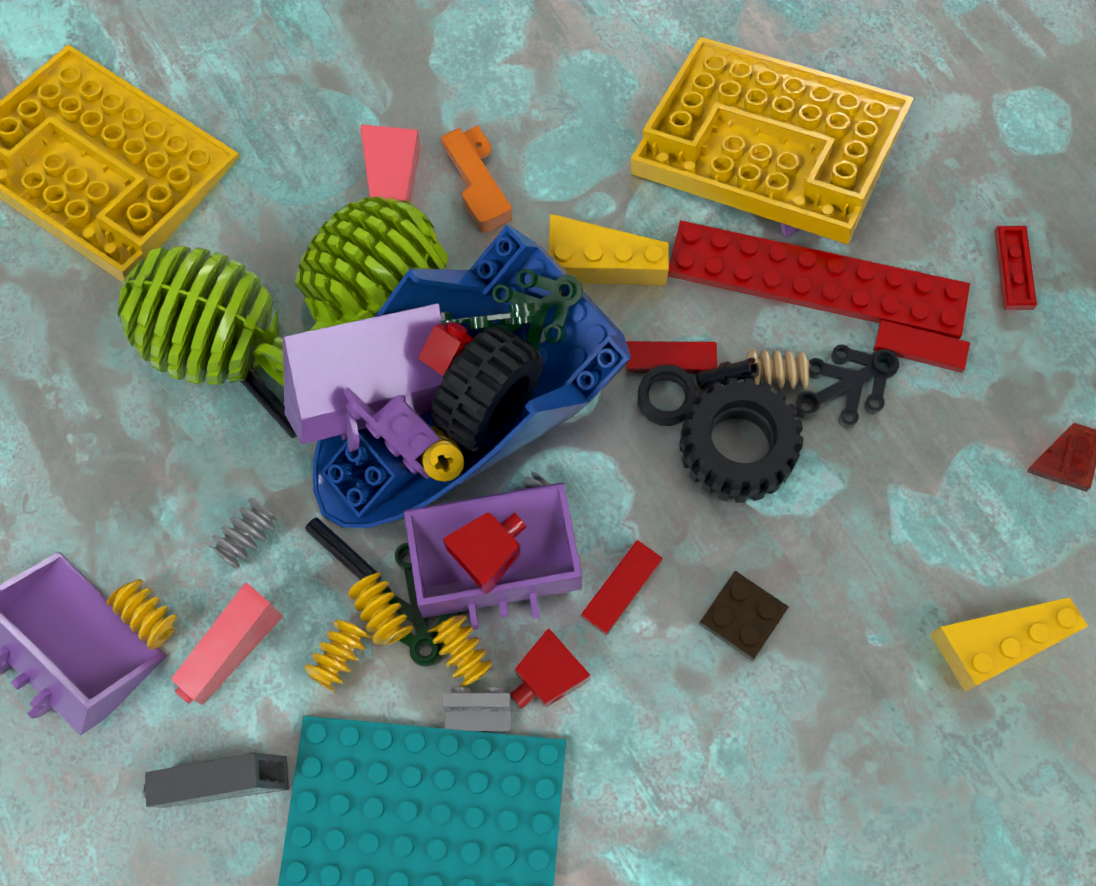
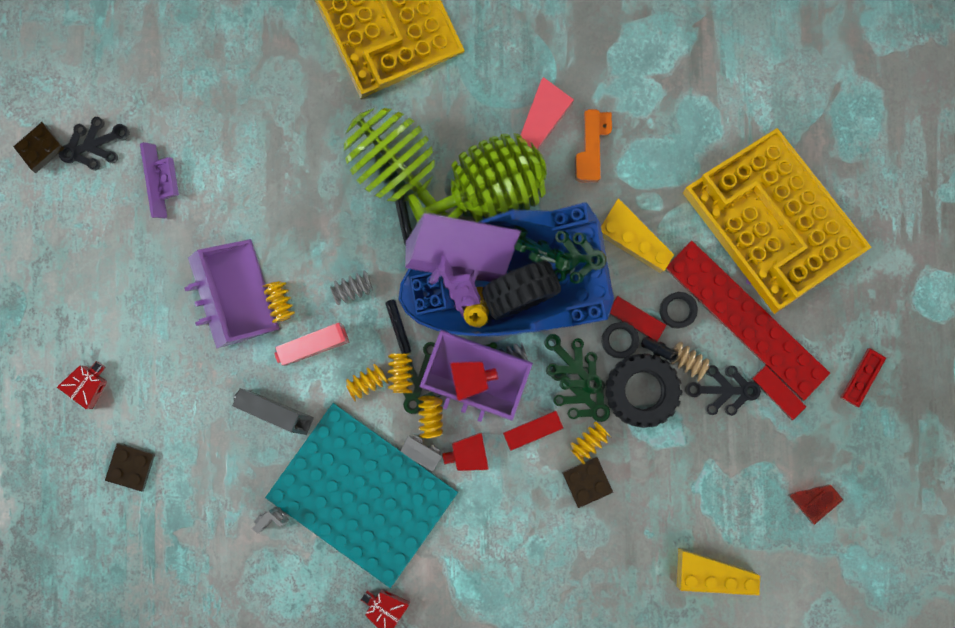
camera: 25 degrees right, 15 degrees up
(444, 345) = (509, 261): red brick -> none
(625, 462) = (575, 366): none -> dark green plant
(661, 499) = (583, 396): none -> dark green plant
(709, 553) = (589, 442): none -> yellow piece
(724, 293) = (692, 306): none -> black tyre

